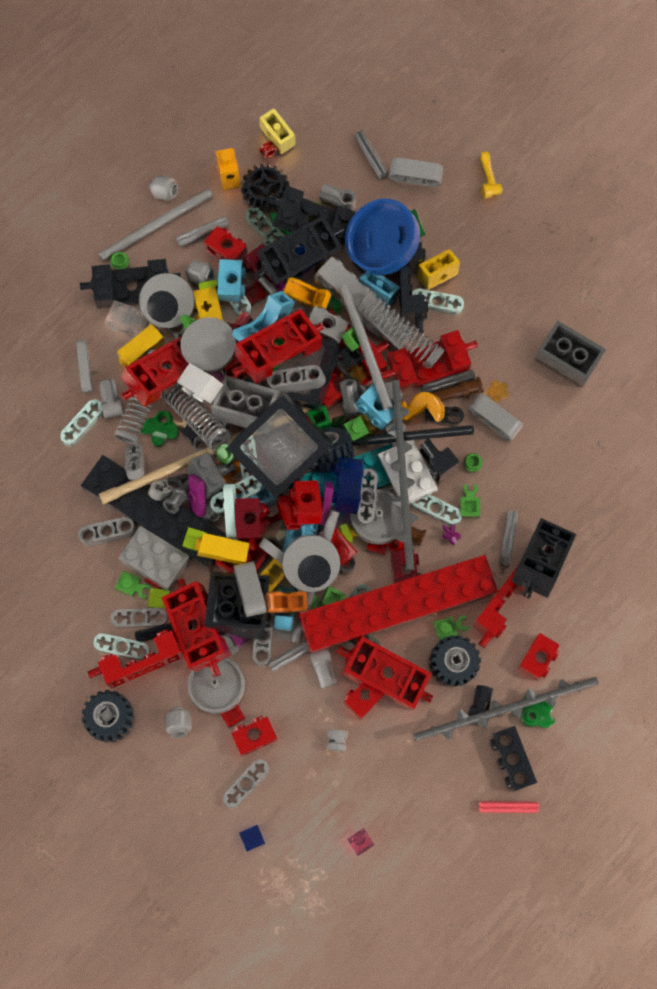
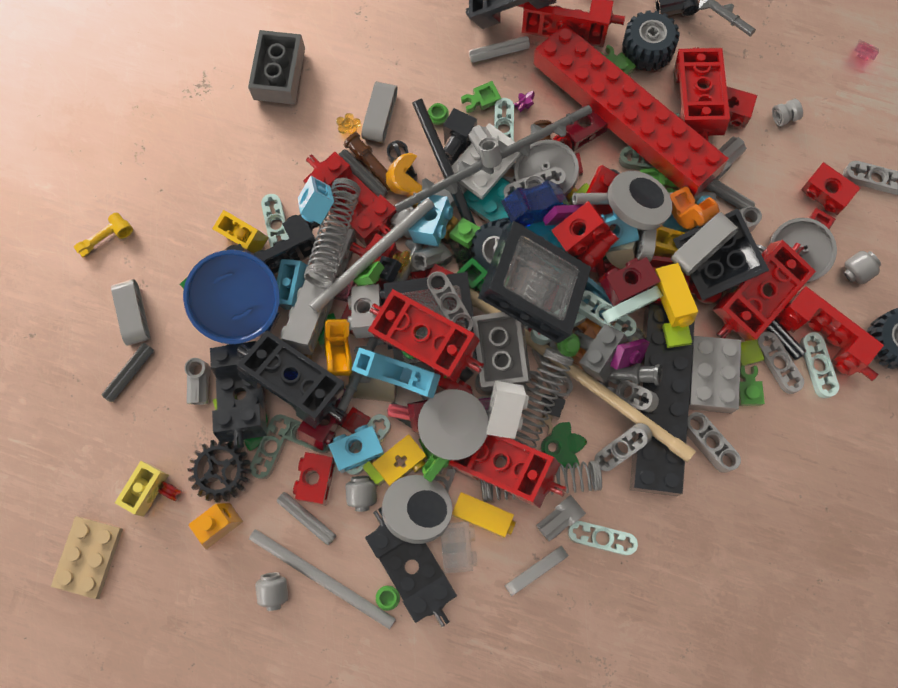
camera: 110 degrees left, 0 degrees up
(251, 82) = (86, 557): none -> tan plate
(413, 467) = (486, 146): none -> light grey piece
(431, 325) = (315, 200): none -> medium azure brick

